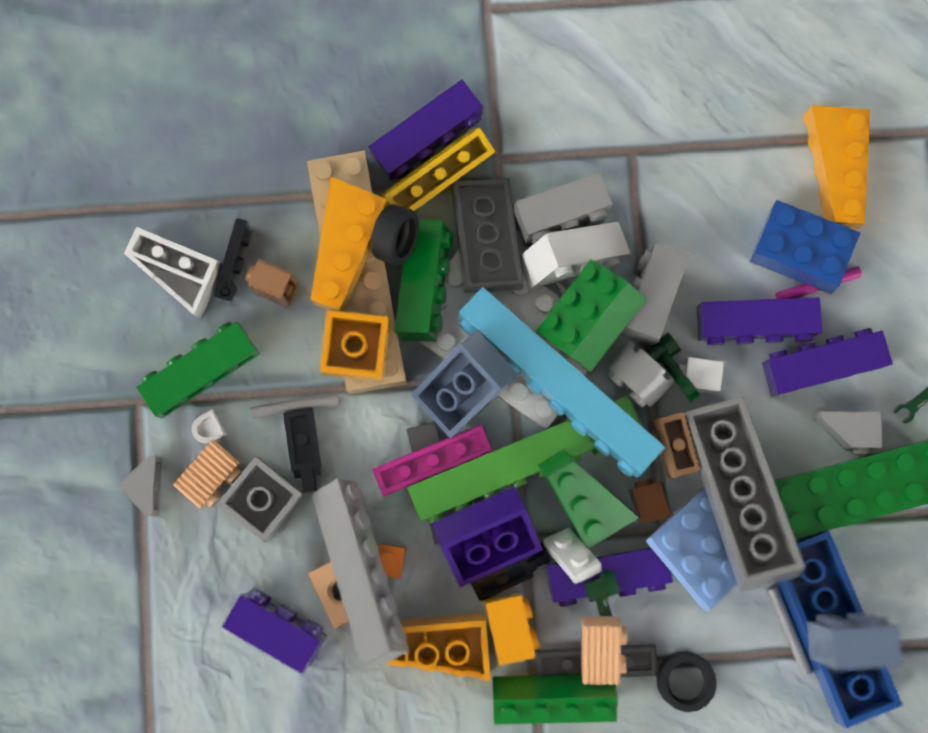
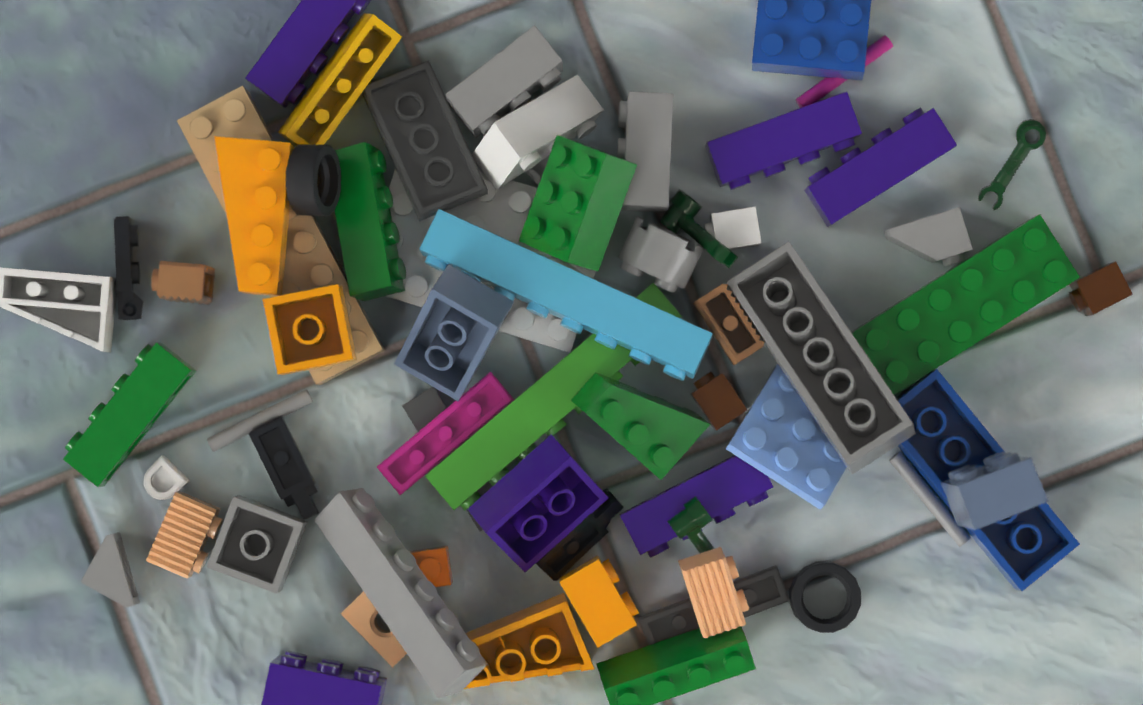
camera: 20 degrees left, 5 degrees up
(572, 555) = (645, 493): white plate -> none

